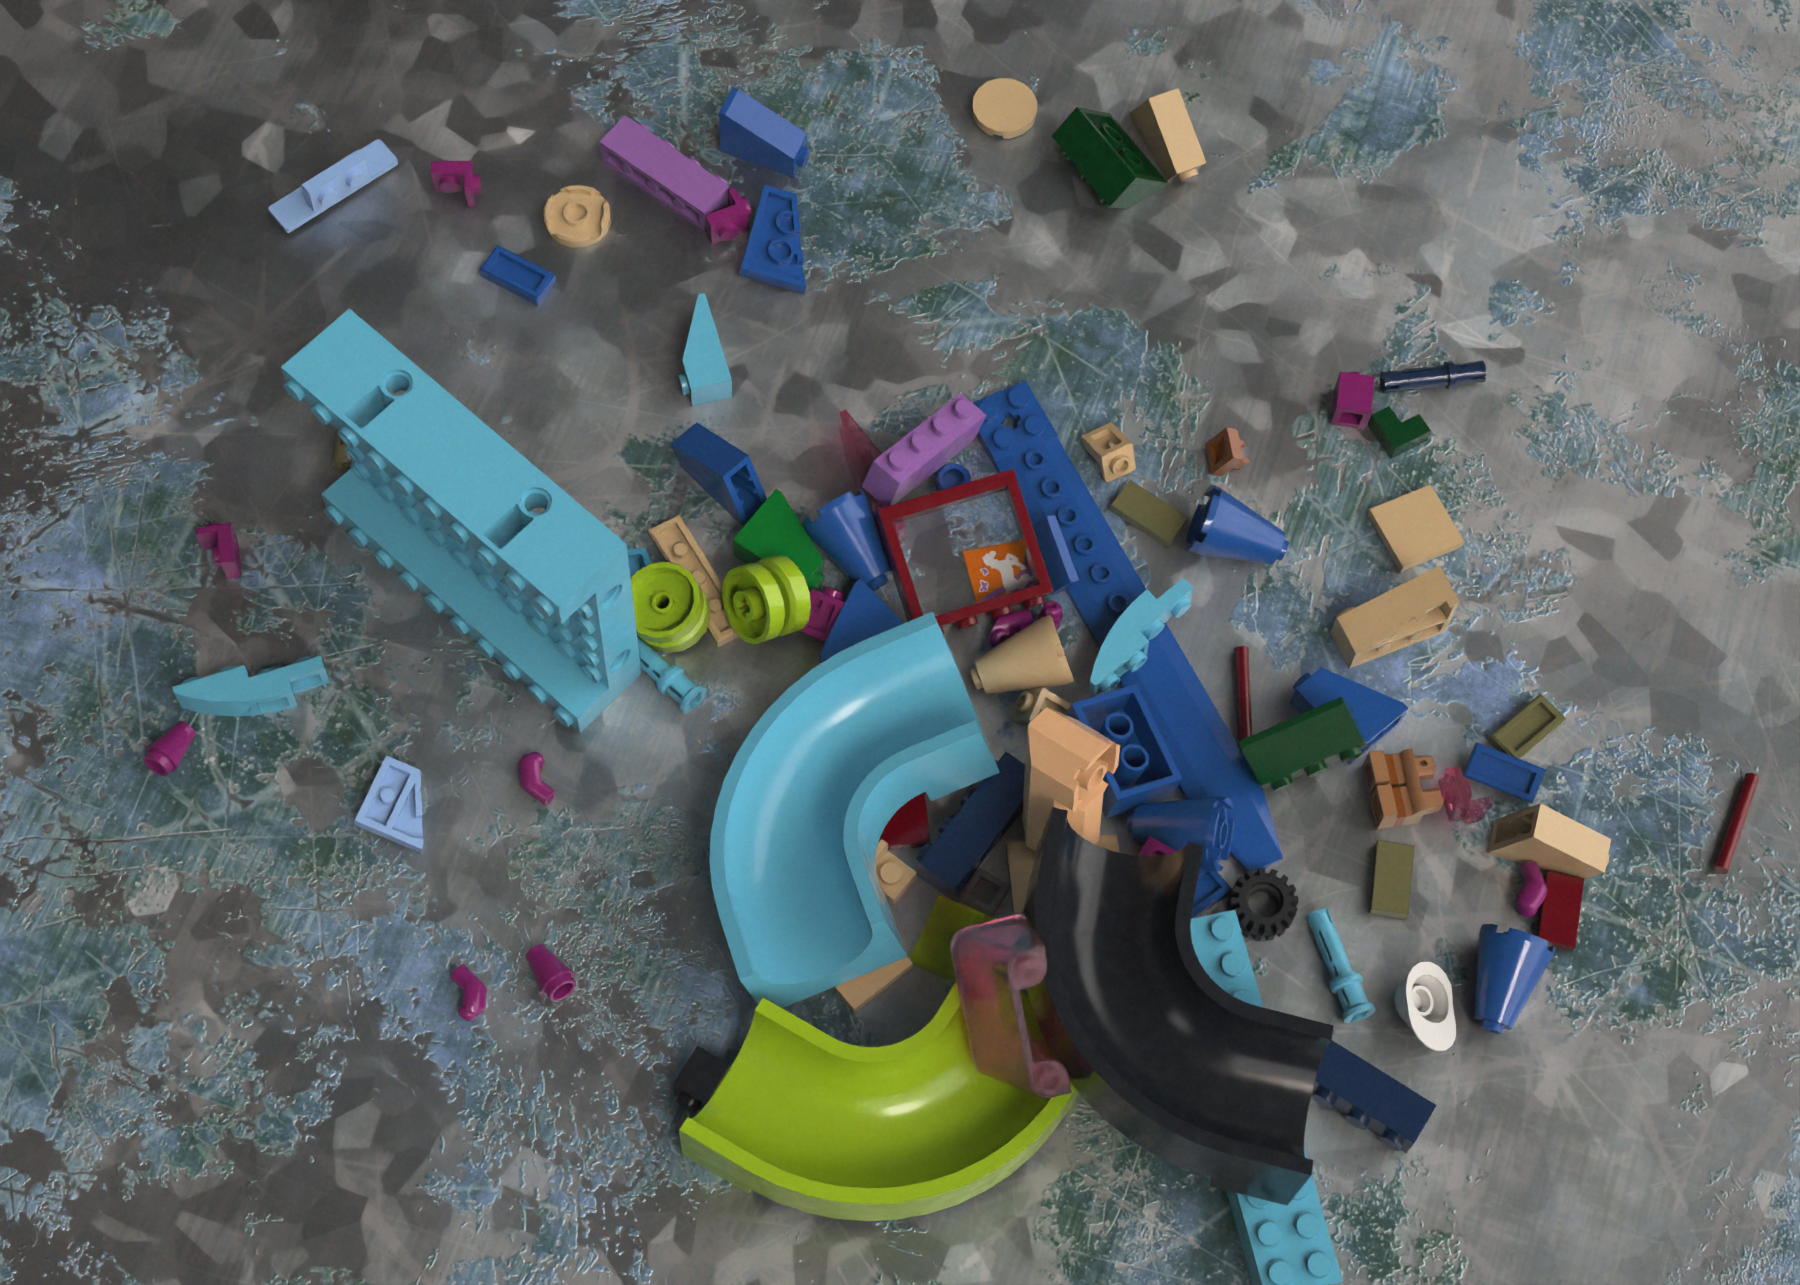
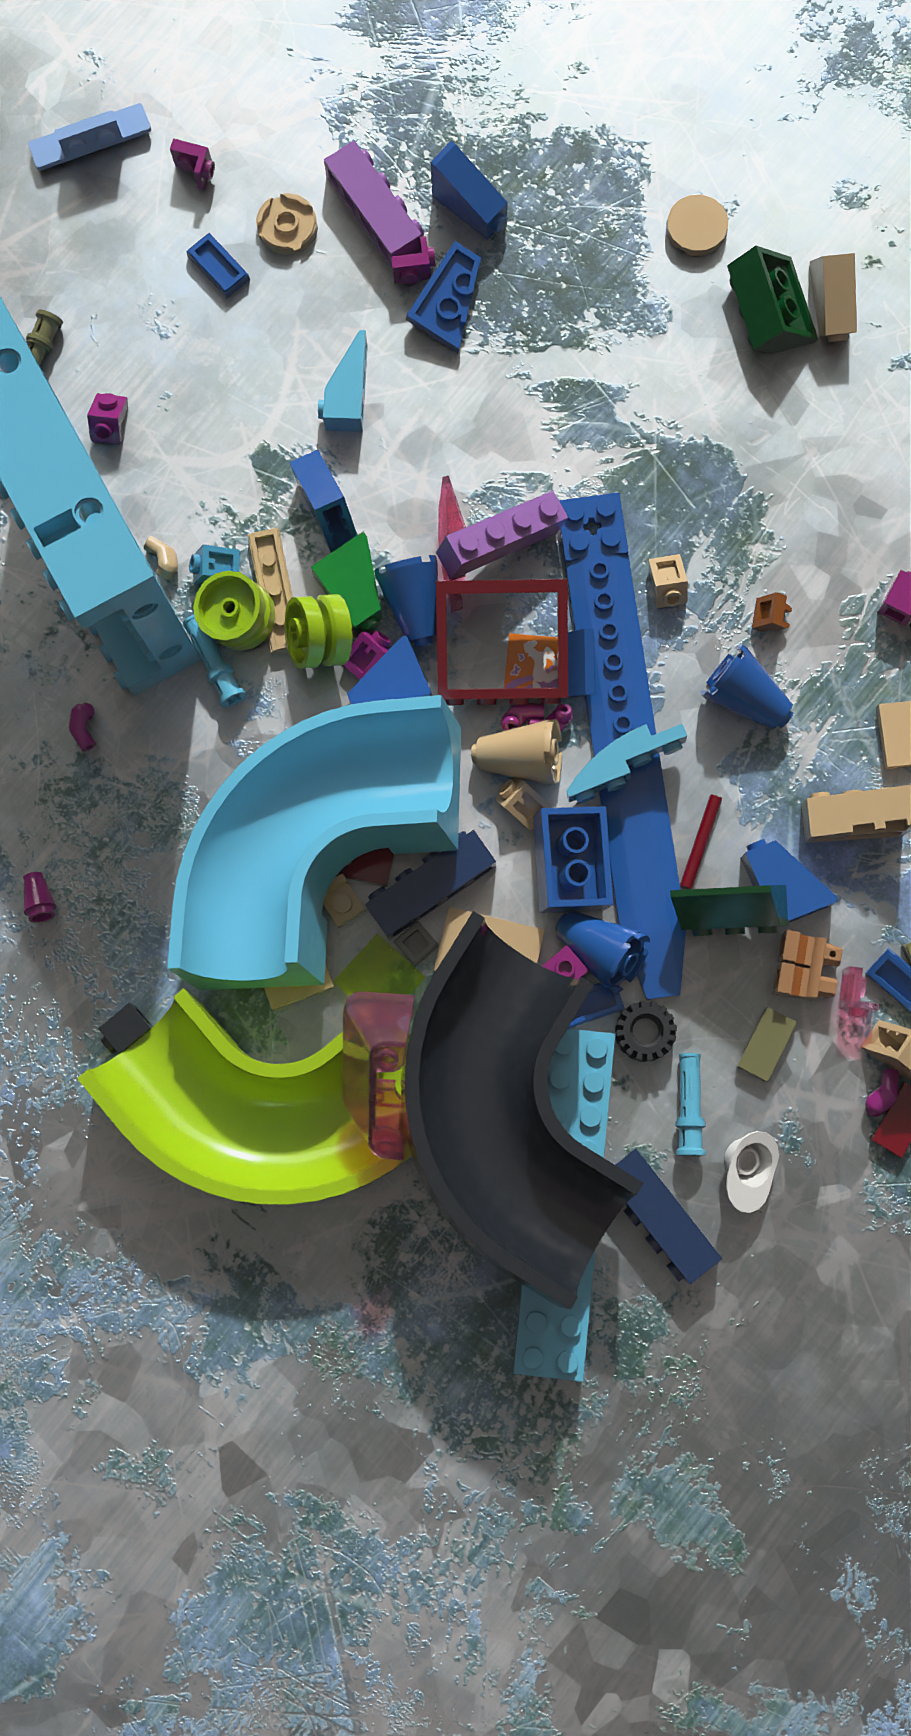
camera: 30 degrees right, 15 degrees up
(951, 475) = (523, 565): blue tile -> none
(1065, 772) = (506, 877): light nougat brick -> none
(1148, 513) = (682, 648): olive tile -> none
(1507, 975) = (829, 1165): blue cone -> none

